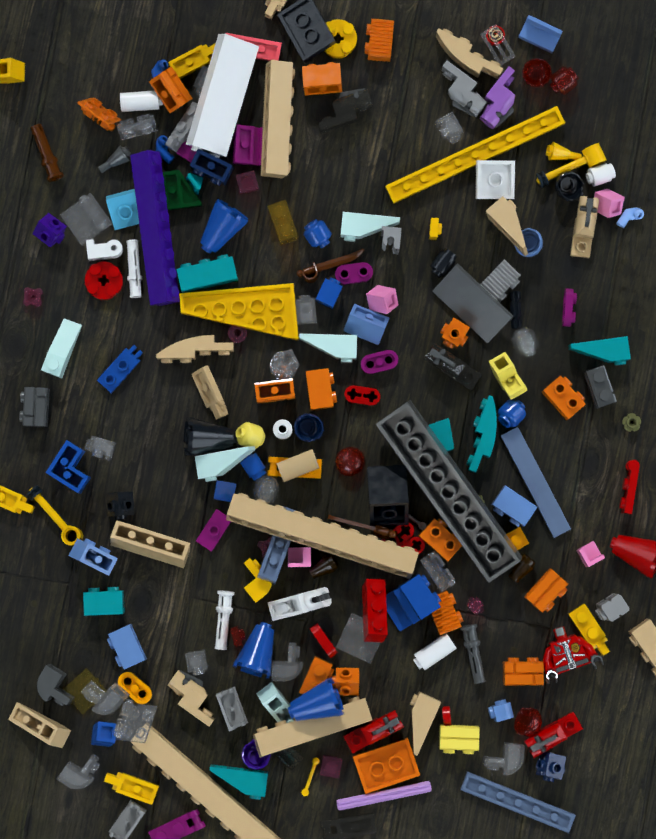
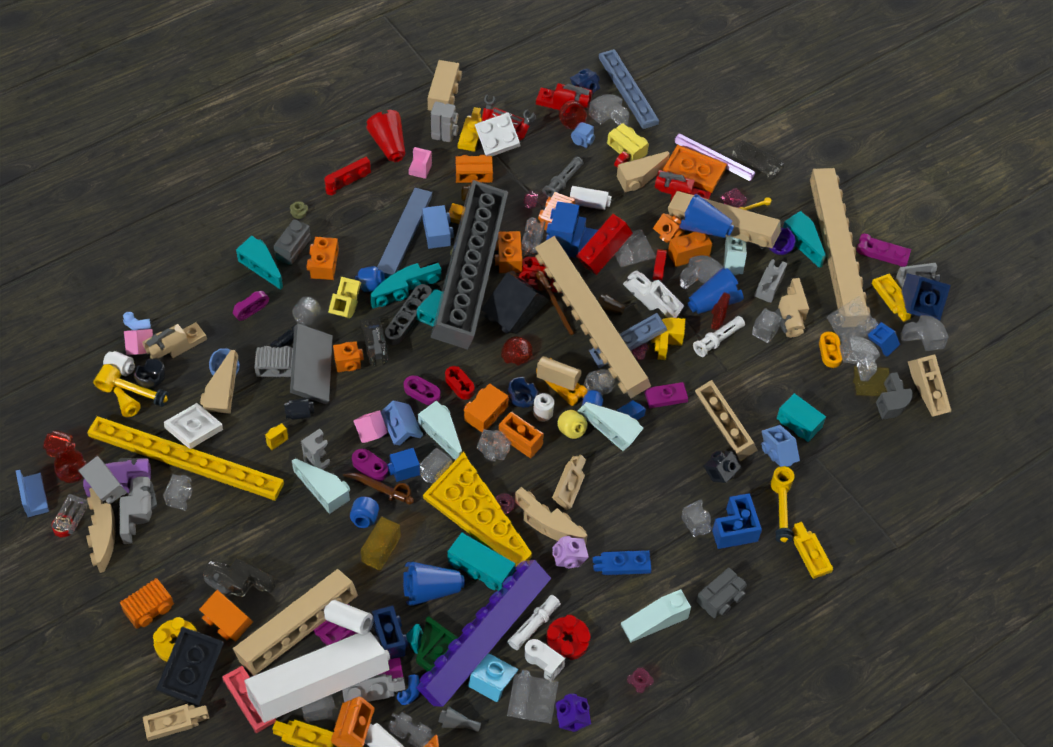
camera: 135 degrees left, 30 degrees down
(105, 804) = (924, 296): none -> dark blue slope
(126, 646) = (811, 373): medium blue brick -> none
(157, 336) = (570, 552): none -> lavender brick
(206, 437) = (609, 452): black cone -> none
(244, 149) = (348, 617): none -> white brick
(247, 182) = (373, 599): clear pink plate -> none
(299, 557) = (622, 320): bright pink panel -> none
(458, 414) = (406, 313): none -> dark grey beam
(497, 77) = (102, 480): none -> light grey hinge
(523, 672) = (543, 141): orange brick -> none
(557, 635) = (497, 135): none -> white plate

